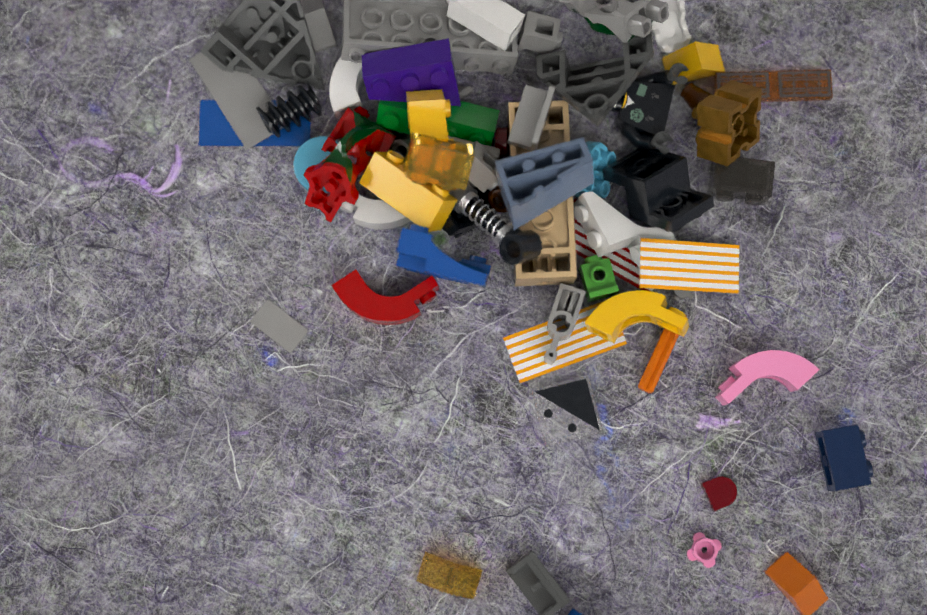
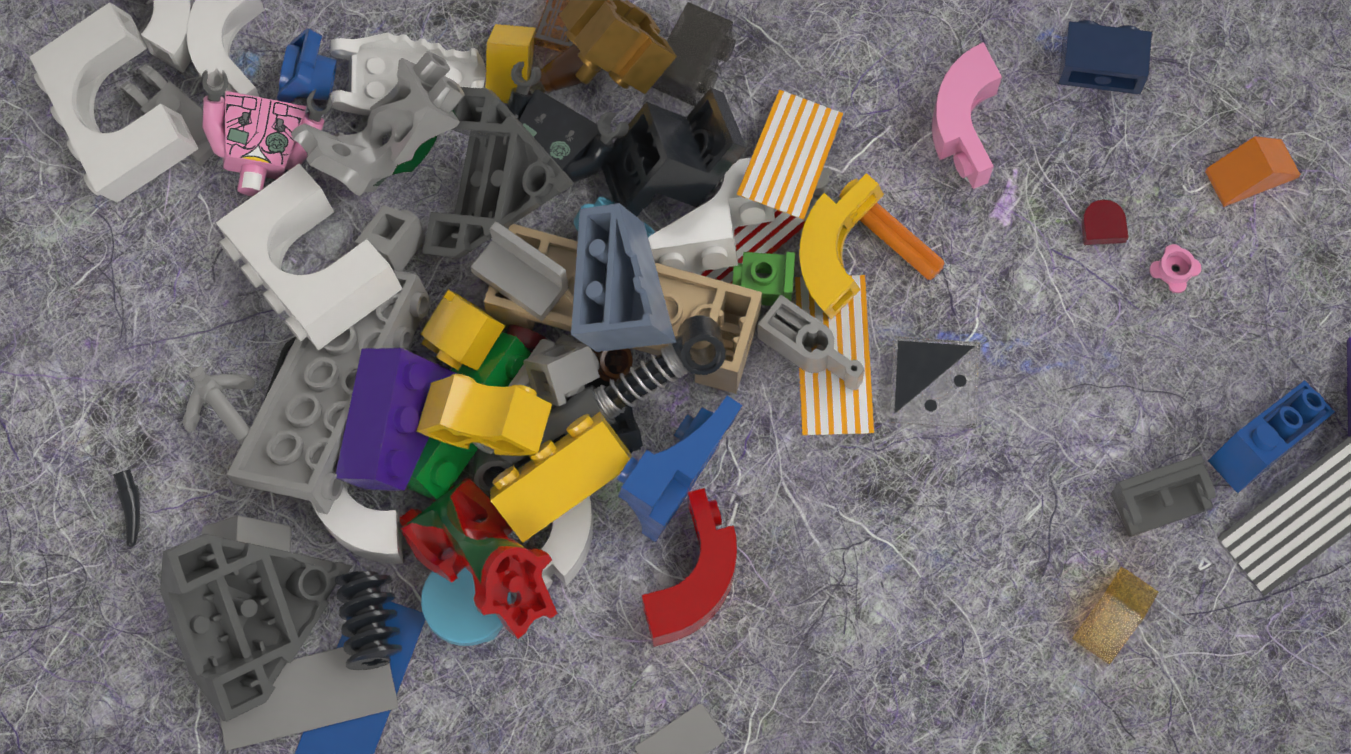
camera: 75 degrees left, 10 degrees down
(438, 162) = (545, 408): clear yellow brick -> none
(487, 96) = (460, 332): none -> yellow brick

